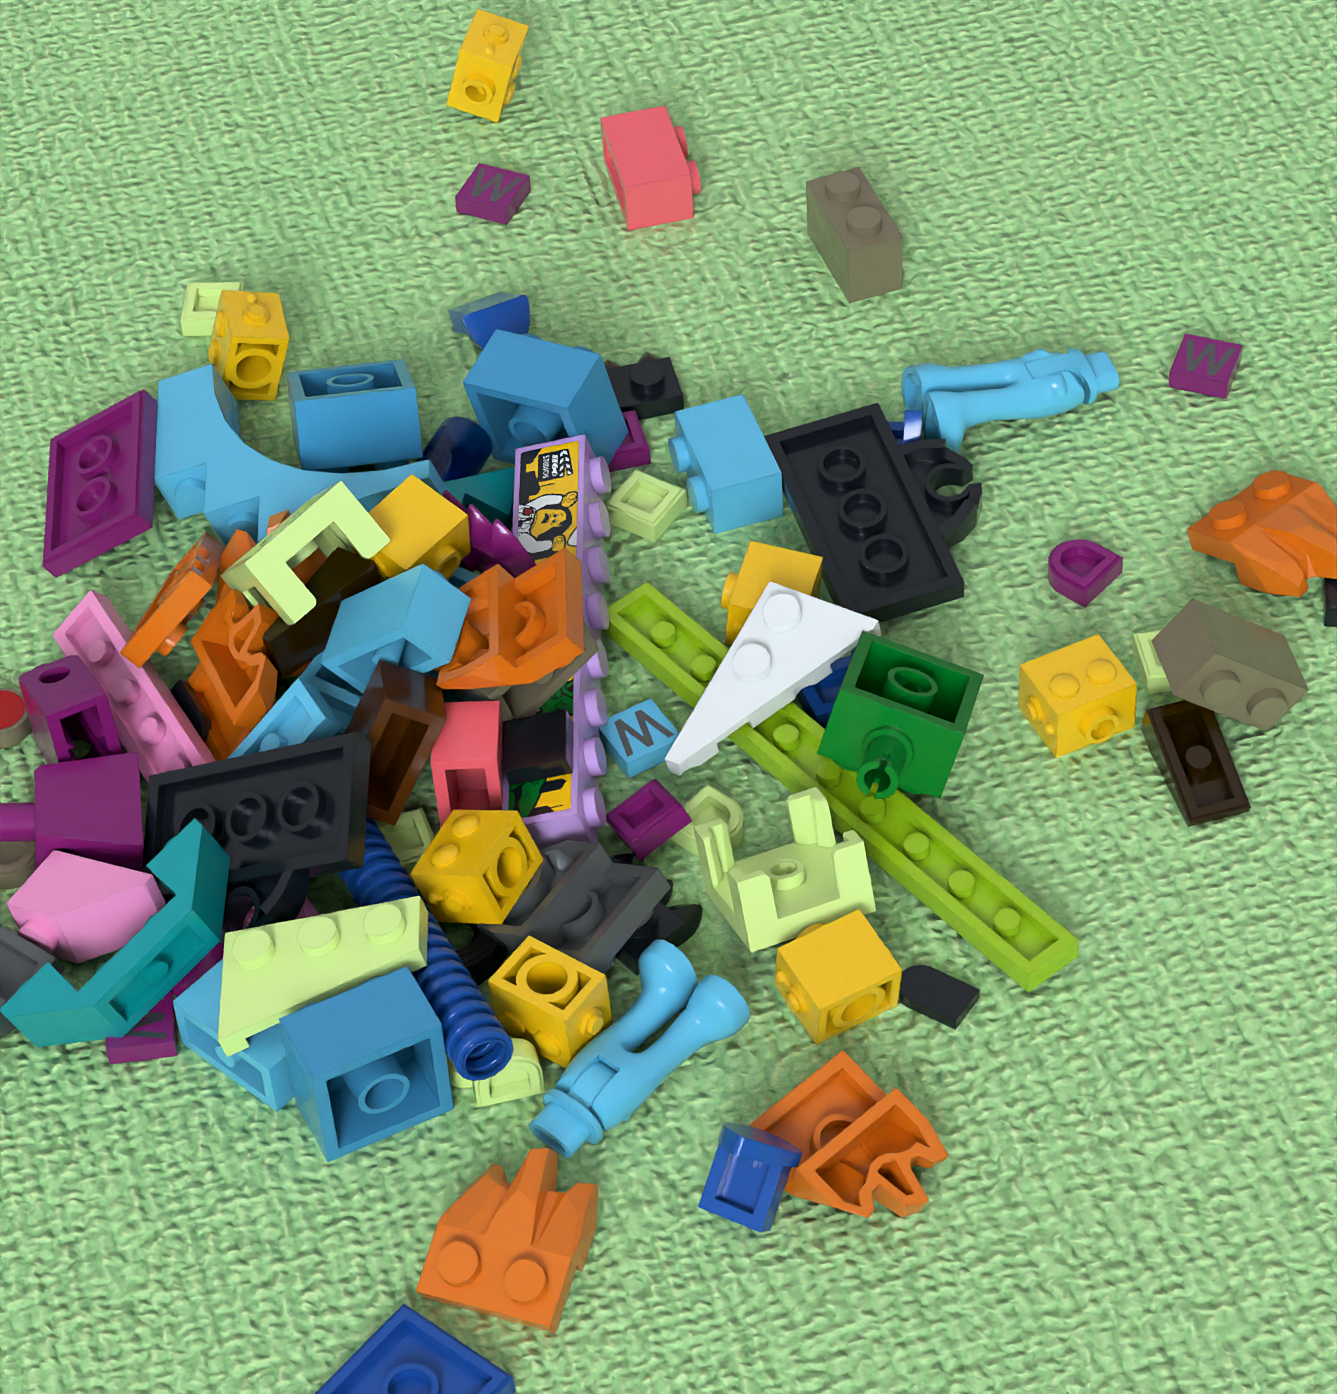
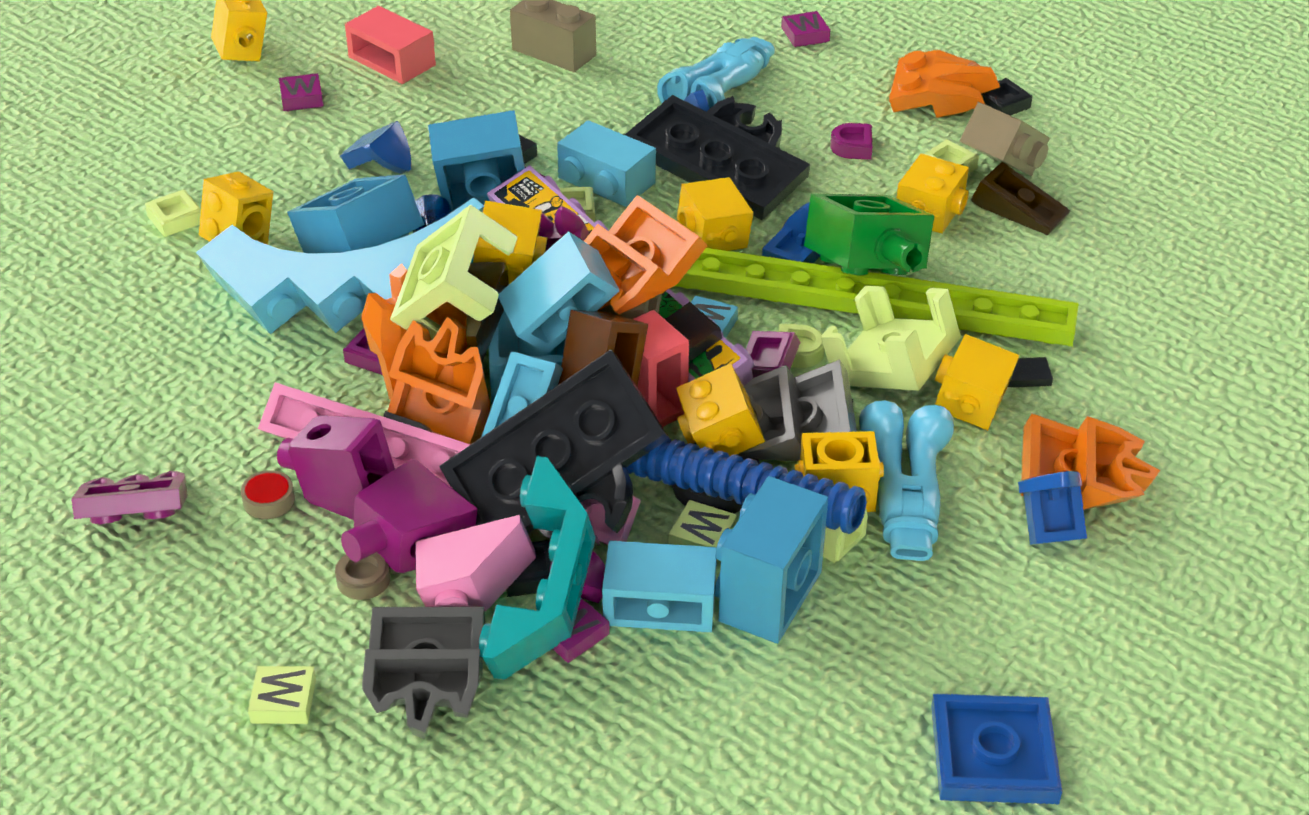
camera: 40 degrees left, 5 degrees down
(100, 483) = (207, 328): magenta tile -> none
(175, 602) = (351, 354): orange wing -> none
(313, 958) = (683, 516): yellowish green wing -> none
(512, 1244) = (959, 622): orange plate -> none
(775, 655) = (762, 233): white wing -> none

